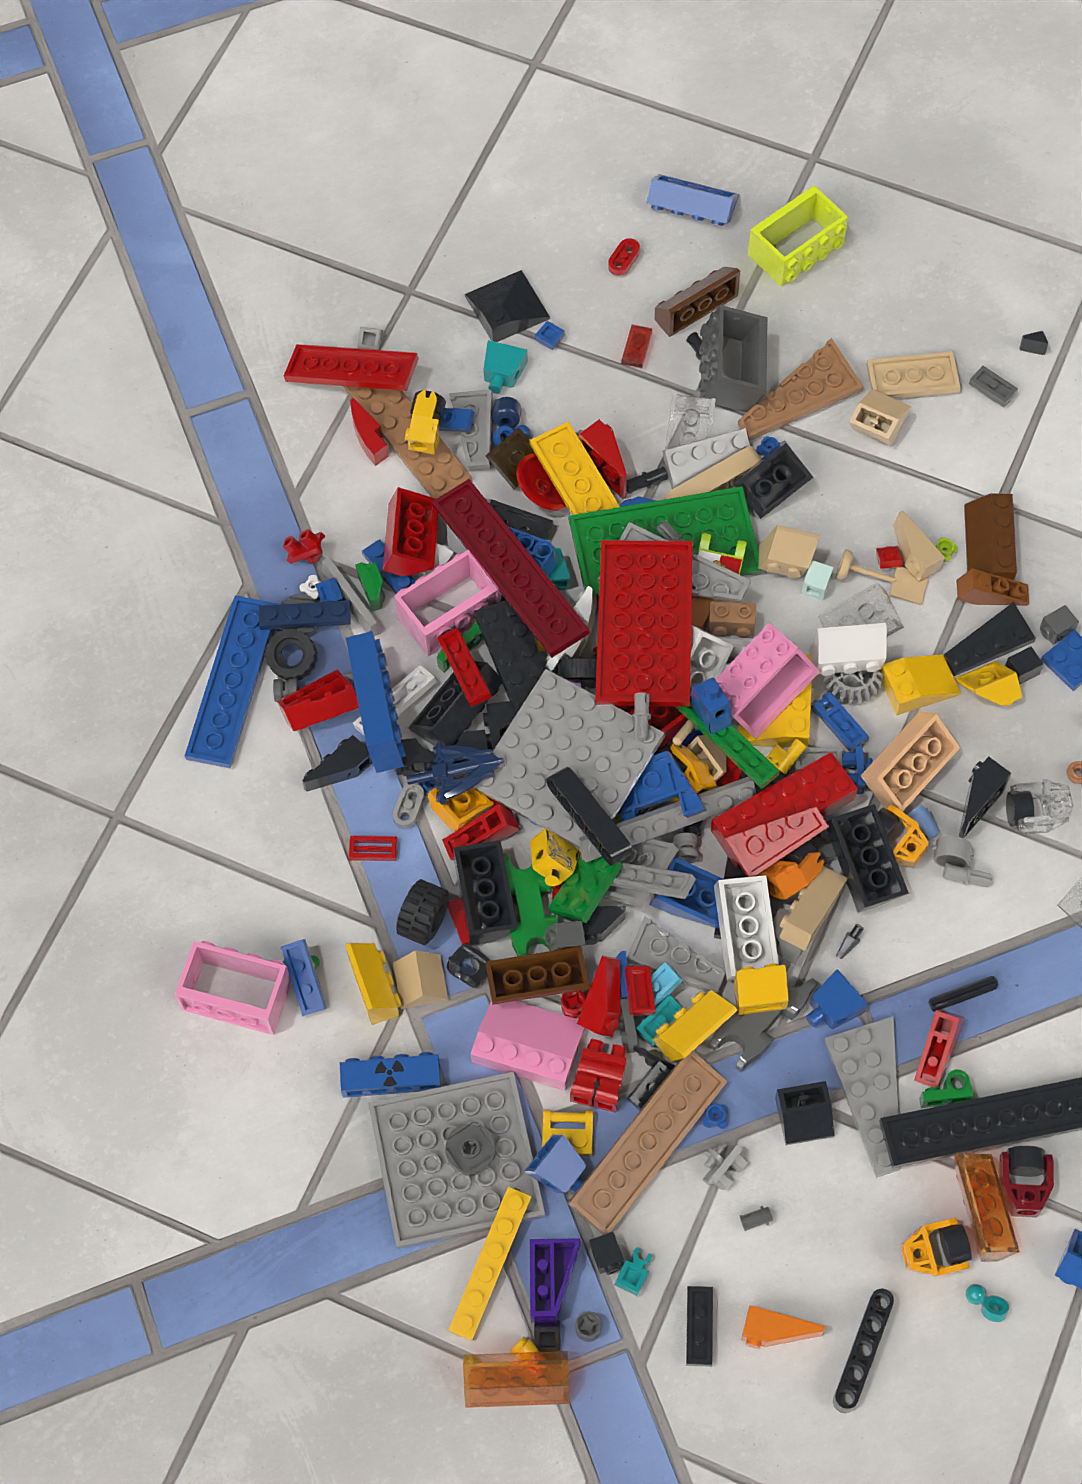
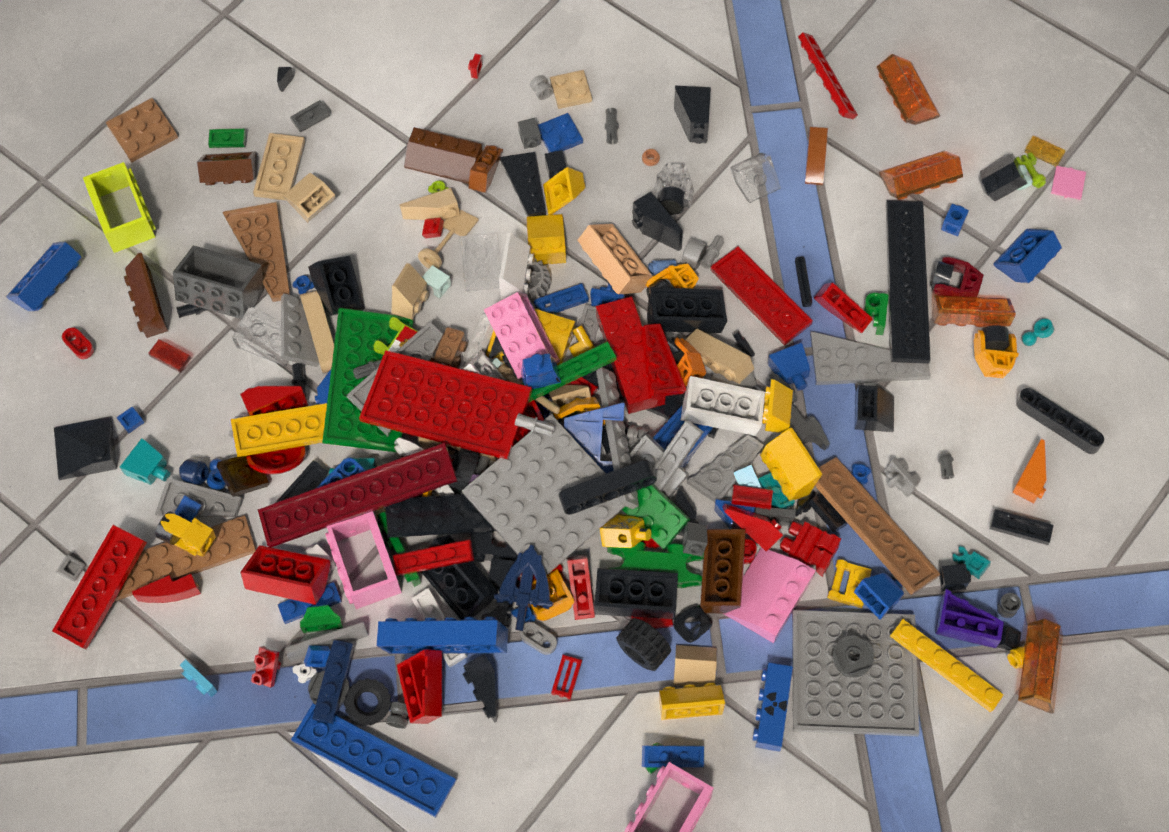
camera: 75 degrees left, 0 degrees up
(281, 487) = (203, 684): none -> medium azure plate
(892, 324) = (227, 168): none -> reddish brown slope
(911, 227) = (141, 130): none -> medium nougat plate
(924, 946) = (761, 295): none -> red plate
(931, 312) = (226, 138): none -> green plate

